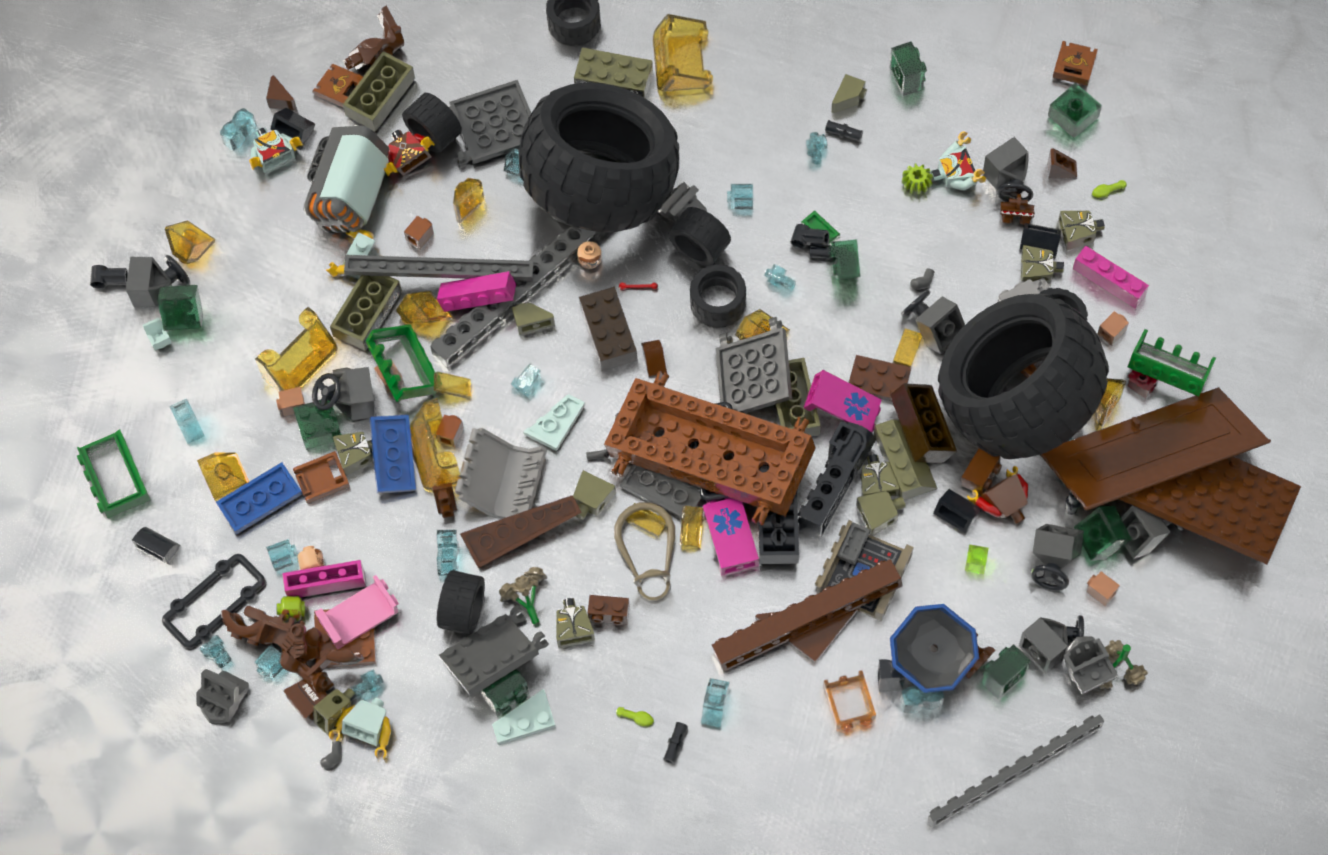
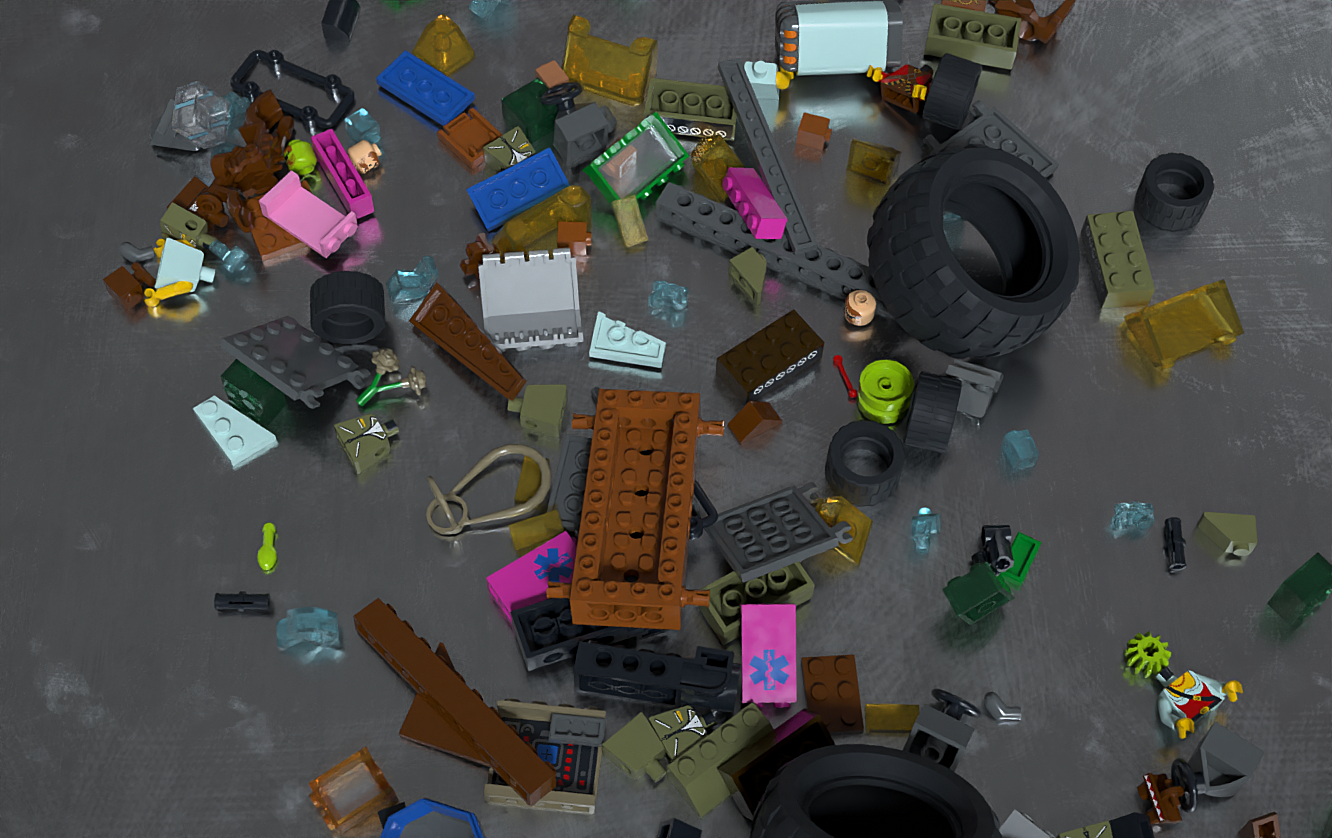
camera: 65 degrees right, 5 degrees down
(233, 666) = (200, 115): none -> clear container
(365, 768) = (127, 287): none -> reddish brown brick
(608, 609) = (394, 470): reddish brown brick -> none
(666, 262) = (885, 391): none -> lime wheel

